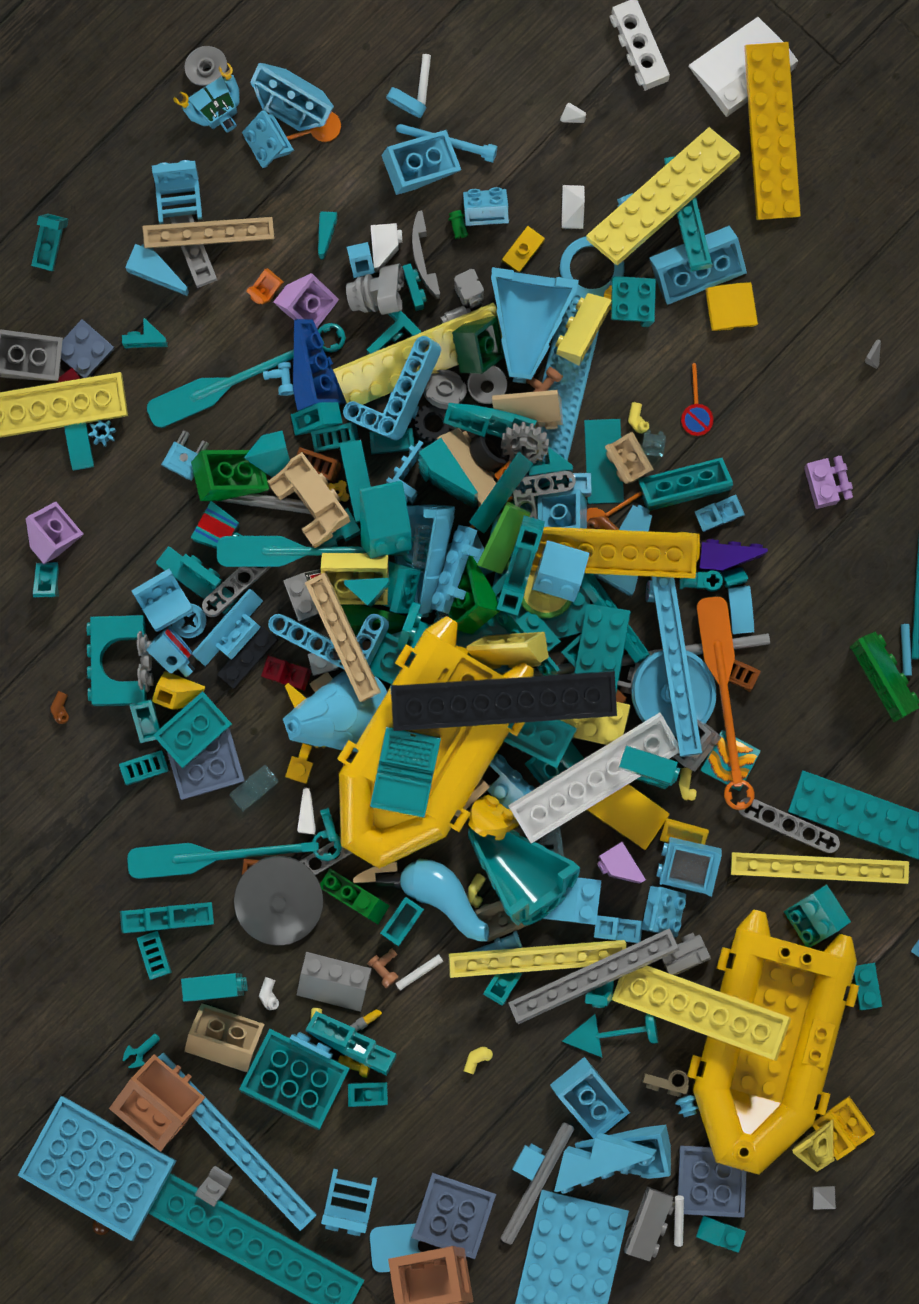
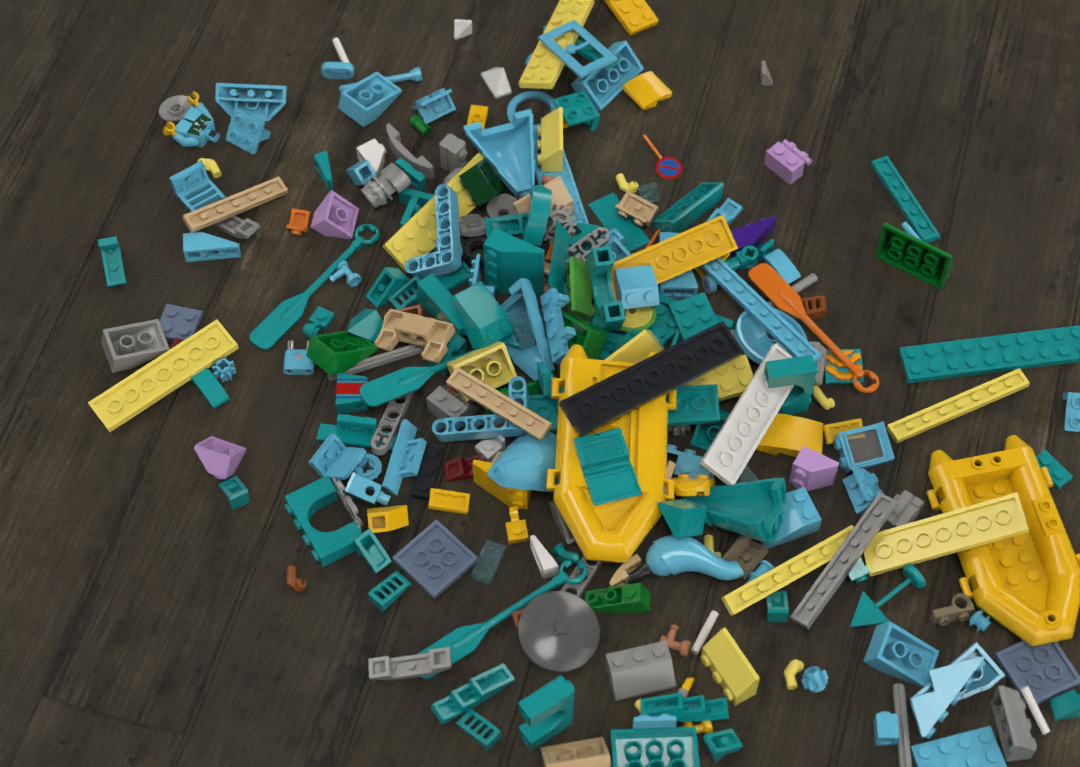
camera: 30 degrees left, 25 degrees down
(122, 858) = (410, 666): none -> light grey slope
(150, 338) = (227, 292): teal slope -> none
(192, 729) = (414, 537): teal plate -> none
(207, 160) = (211, 165): none -> light yellow arm
(230, 420) = (319, 320): none -> teal plate
(249, 702) = (448, 501): none -> yellow plate
(267, 996) = (592, 713): white arm -> none
(312, 370) = (364, 255): blue wedge -> none
(324, 133) = (286, 114): orange piece -> none
(368, 589) = (497, 365): teal slope -> none
(402, 587) = (523, 360): teal bracket -> none
(402, 921) = (668, 596): teal brick -> none
(415, 1026) = (730, 667): none -> light yellow slope
(456, 856) = (684, 517): none -> teal slope
(492, 1078) = (815, 679): none -> medium azure gear
(506, 429) = (537, 215): none -> teal arch
(618, 929) = (834, 523): medium azure slope -> none
(658, 264) = (564, 55): none -> medium azure door
(797, 832) = (922, 384): light grey beam -> none
(817, 916) = (979, 436): teal slope -> none

